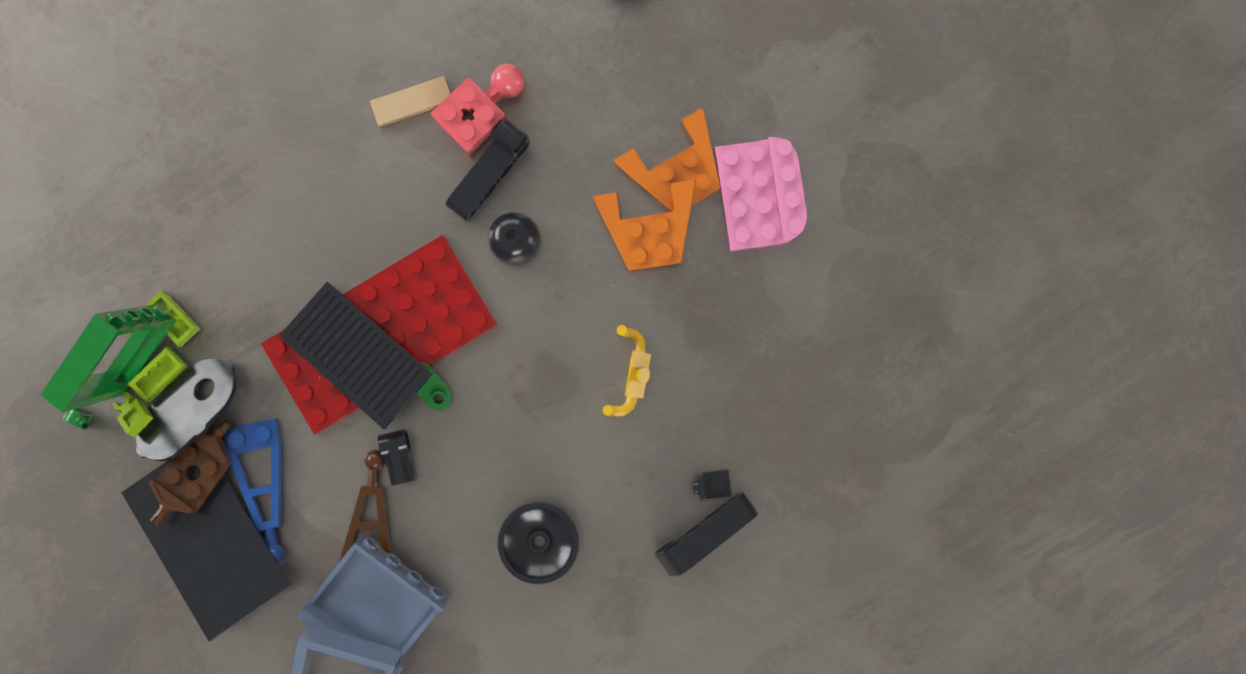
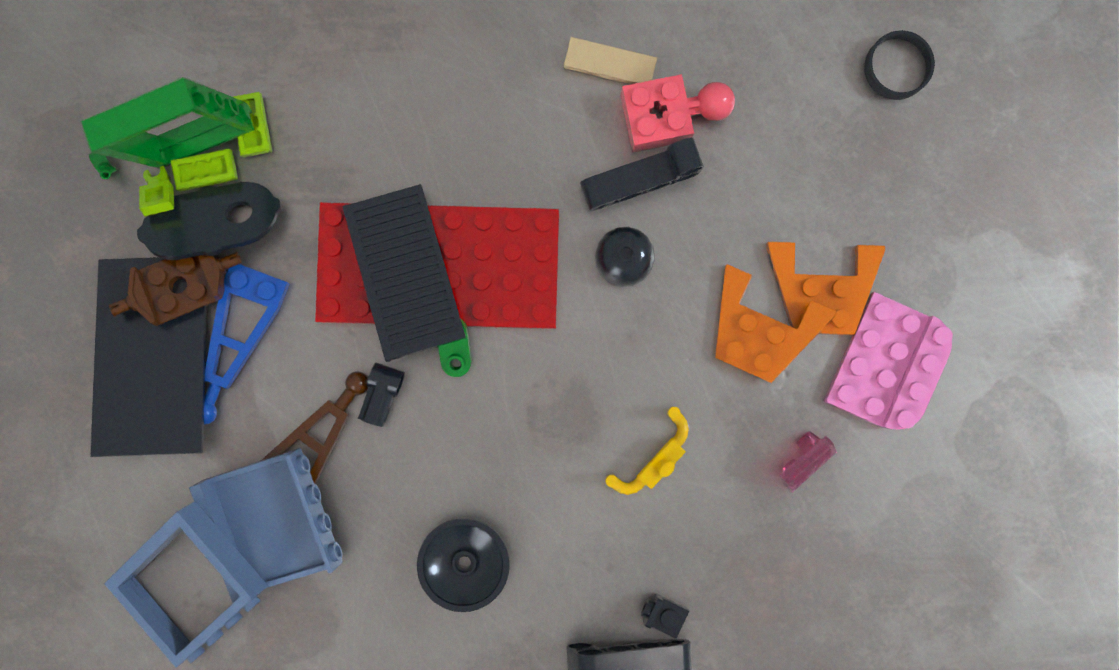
camera: 30 degrees right, 0 degrees up
(748, 295) = (816, 453): none -> clear pink hinge

